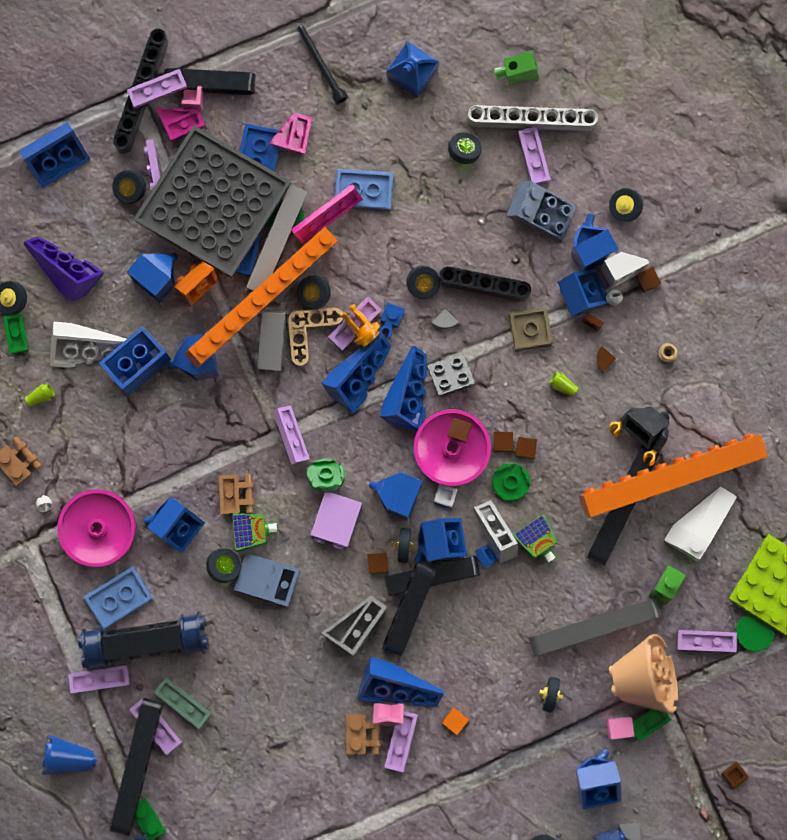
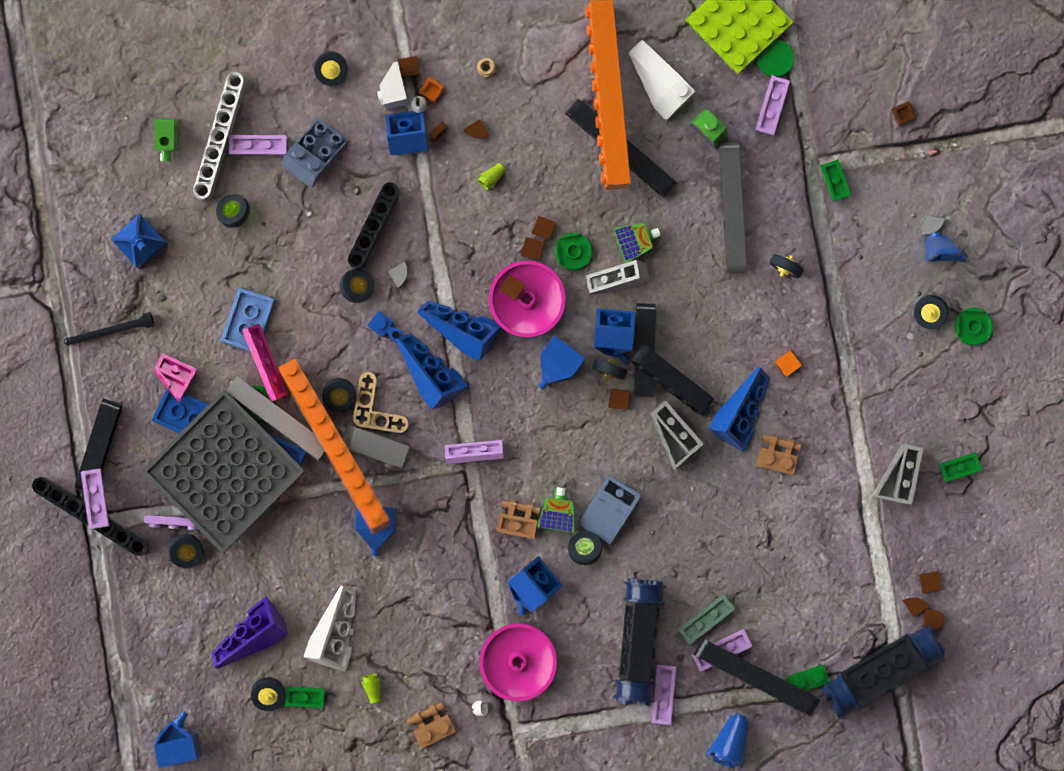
camera: 70 degrees left, 5 degrees up
(54, 154) = (133, 617): blue slope -> none
(118, 597) = (589, 657): medium blue tile -> none
(135, 361) = (362, 586): blue slope -> none
(154, 274) = (281, 546): blue piece -> none
(180, 121) = (132, 484): dark pink wing -> none
(193, 99) = (112, 466): bright pink panel -> none
(196, 282) = (299, 507): orange slope -> none
(325, 475) = (522, 427): tile -> none
(336, 520) = (568, 428): lavender panel -> none
(343, 334) = (380, 362): lavender plate -> none
(366, 331) = (392, 354): light orange piece -> none
(388, 714) = (766, 425): bright pink panel -> none
(401, 742) = (794, 419): lavender plate -> none
(445, 495) = (570, 317): white tile -> none
(451, 375) = (455, 282): hinge -> none
(486, 556) = (639, 294): blue plate -> none
(530, 329) = (428, 193): dark tan tile -> none
(592, 245) = (363, 112): blue piece -> none
(598, 781) = (879, 242): blue piece -> none
(620, 728) = (834, 209): bright pink panel -> none
(631, 306) = (431, 90): none -> orange tile
(645, 426) = (554, 107): black torso -> none
(646, 676) = (793, 171): light nougat cone -> none

